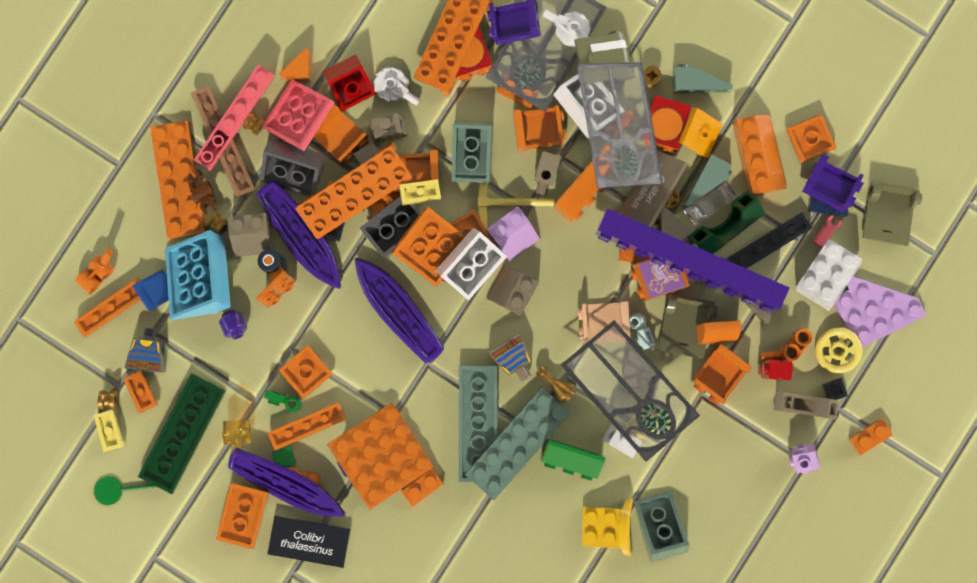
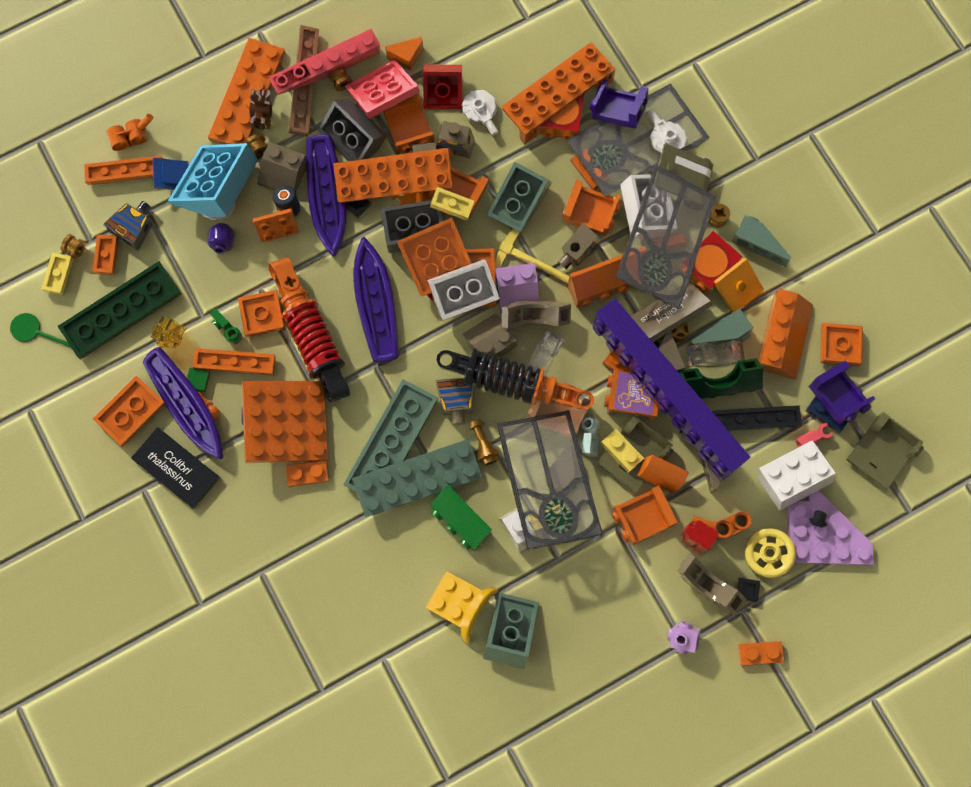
camera: 30 degrees right, 10 degrees down
(356, 368) = (309, 331): none -> piece
(540, 247) = (536, 312): none -> dark tan arch
(555, 319) = (513, 379): none -> black piece
(567, 284) = (546, 352): none -> clear brick
(674, 329) = (622, 450): none -> light yellow plate
(865, 302) = (819, 519): none -> black piece

